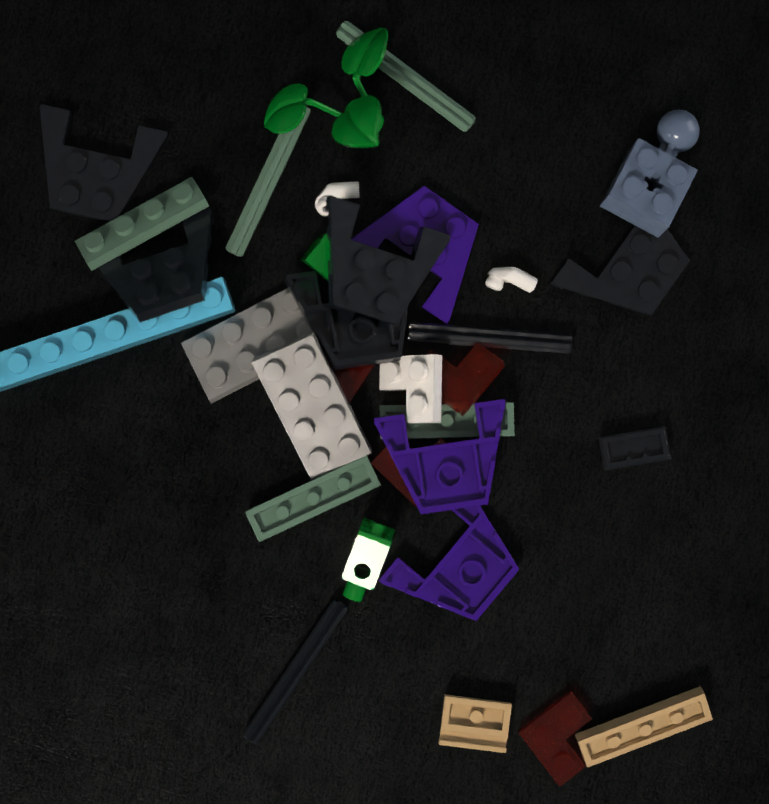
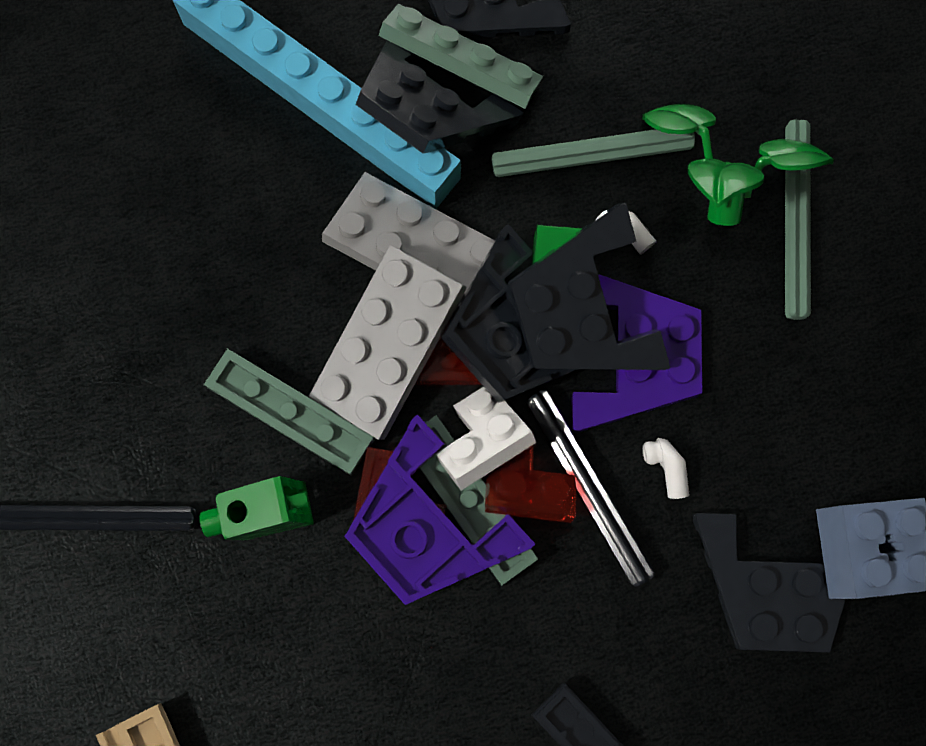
camera: 55 degrees right, 10 degrees down
(467, 574) = (313, 638): dark purple wing -> none

